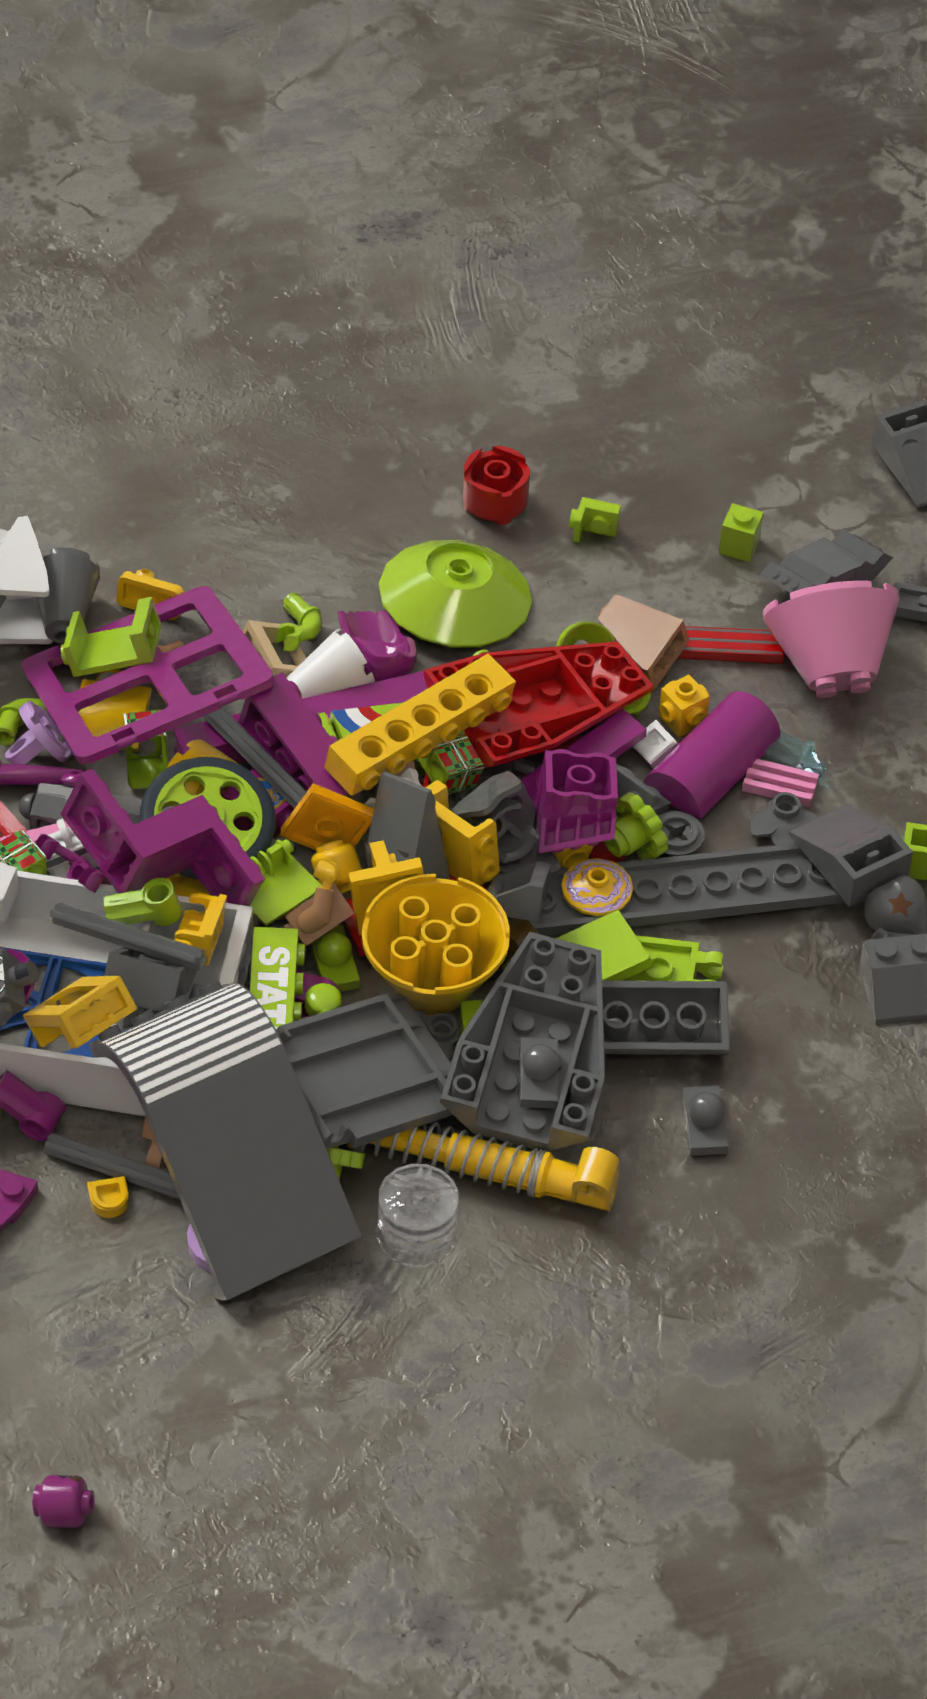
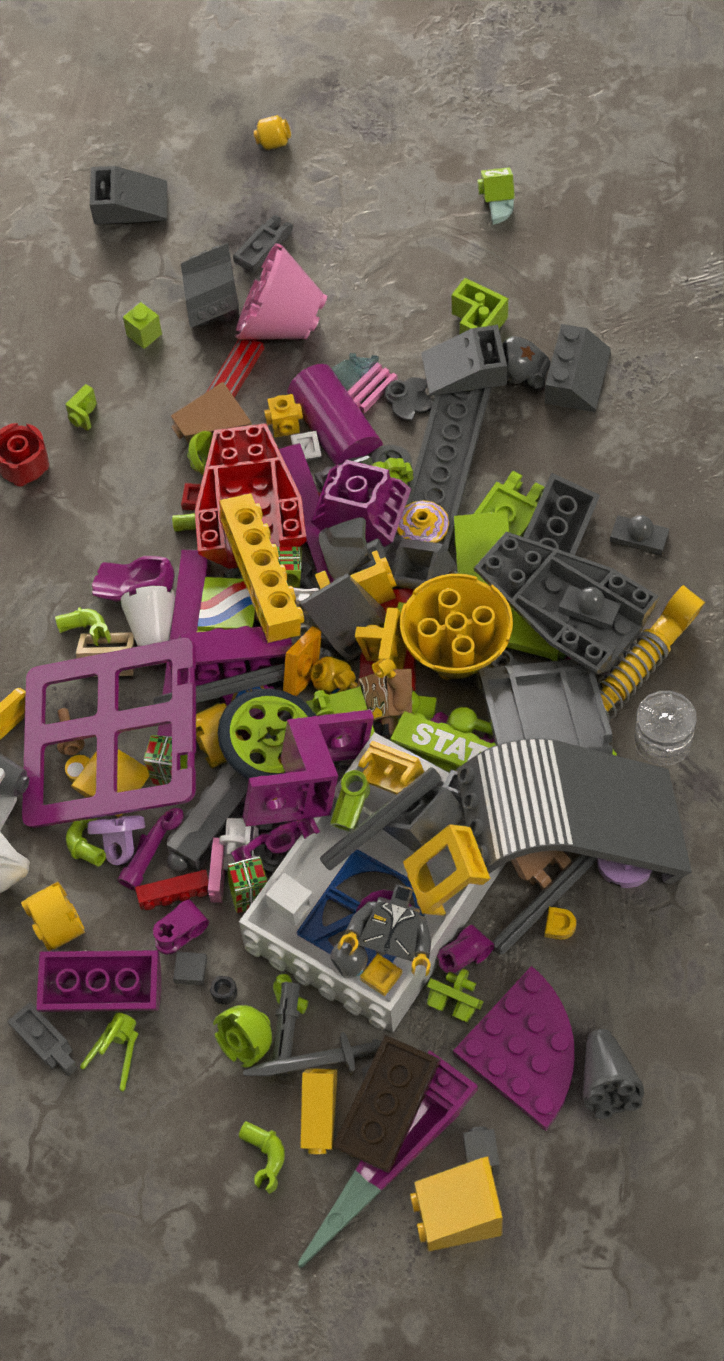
camera: 60 degrees left, 10 degrees up
(112, 647) = (63, 747): lime panel -> none
(455, 593) = (104, 518): lime dish -> none

